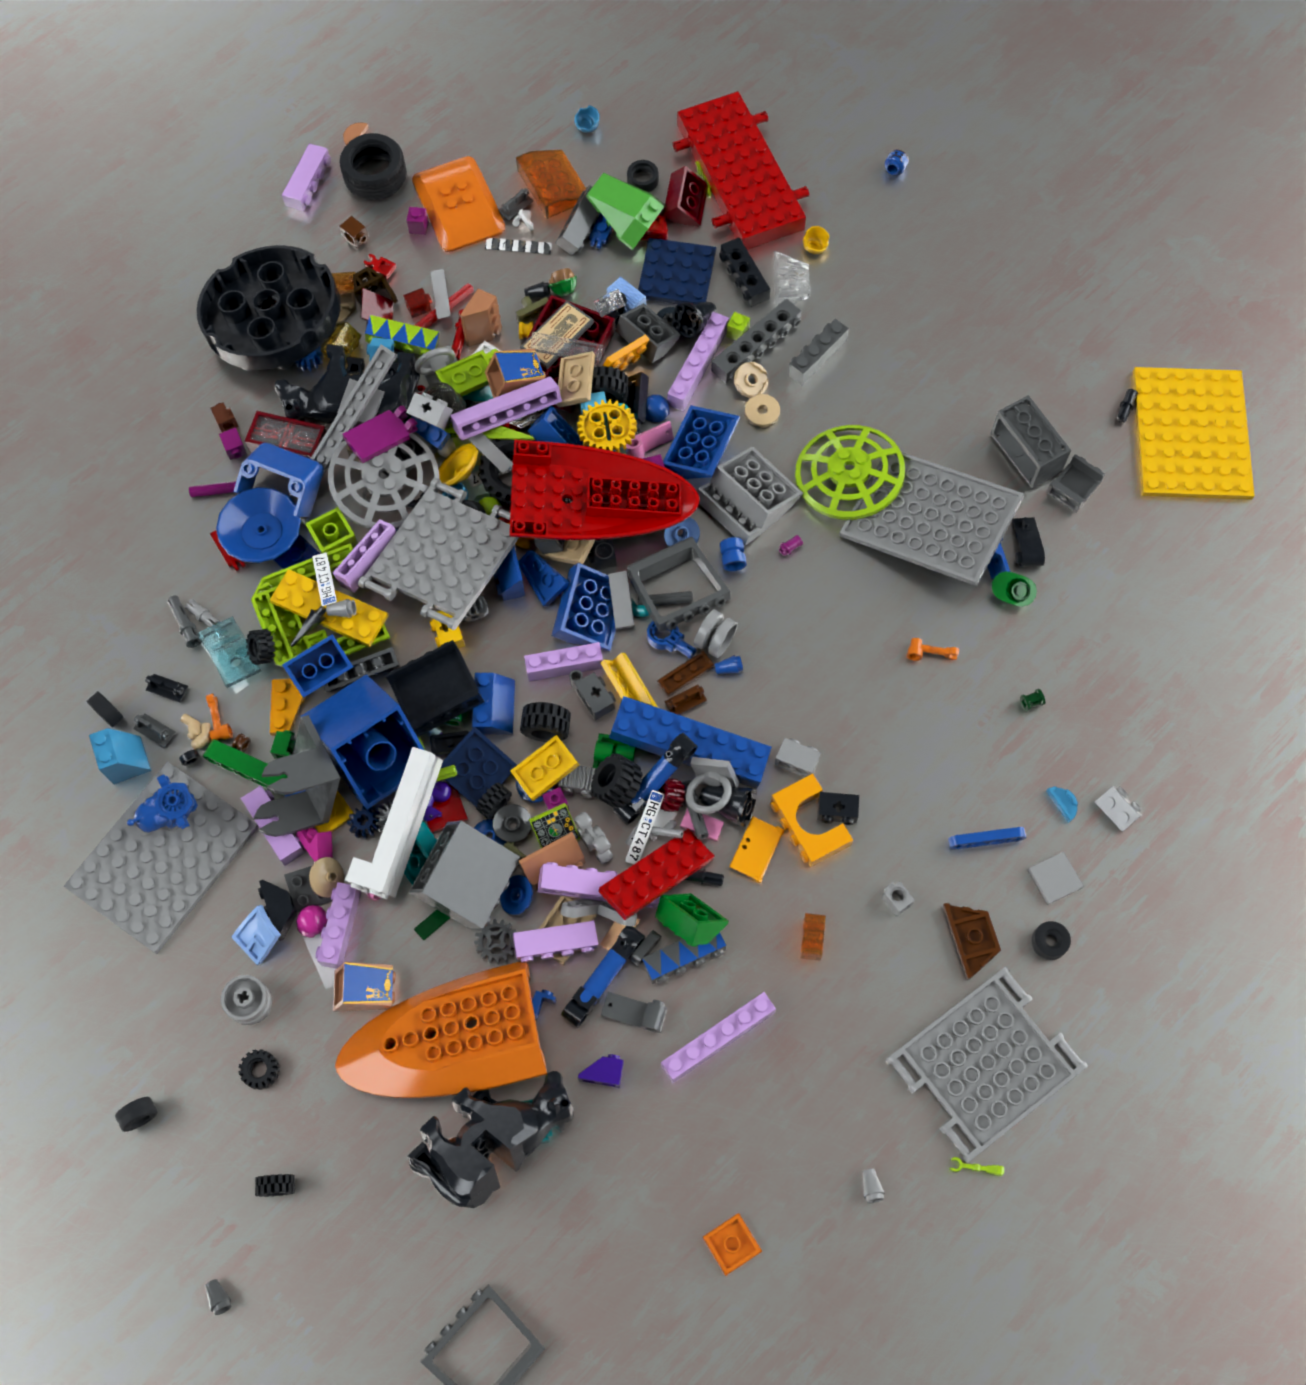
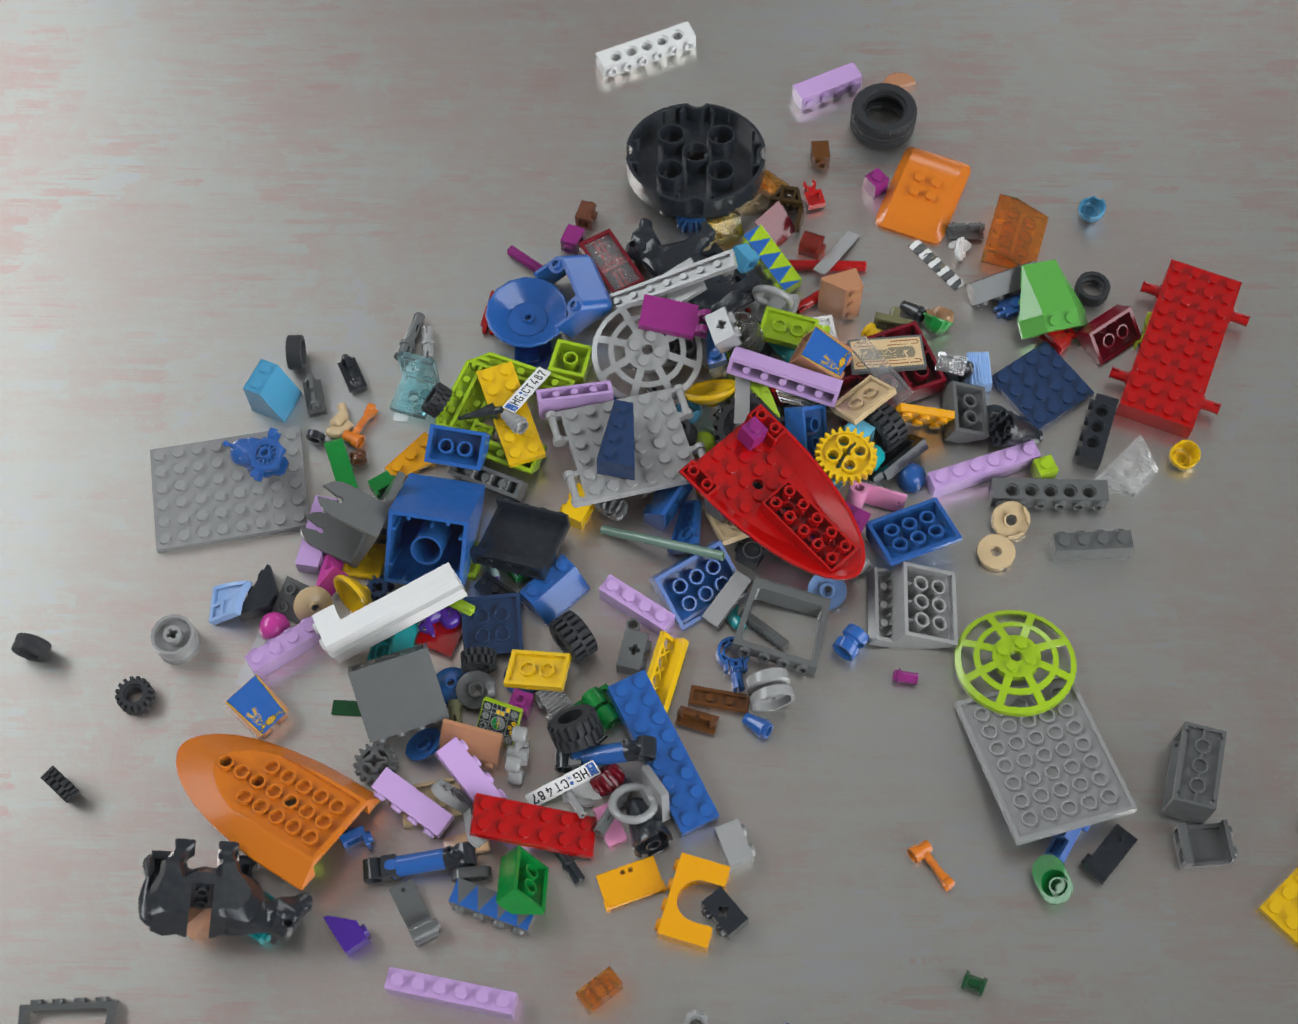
camera: 45 degrees right, 5 degrees down
(135, 257) = (645, 49): none -> white brick
(354, 841) = (352, 593): none -> yellow dish
(442, 556) = (617, 448): none -> dark blue wedge
(531, 465) = (752, 433): none -> magenta brick
(538, 600) = (663, 542): none -> sand green piece

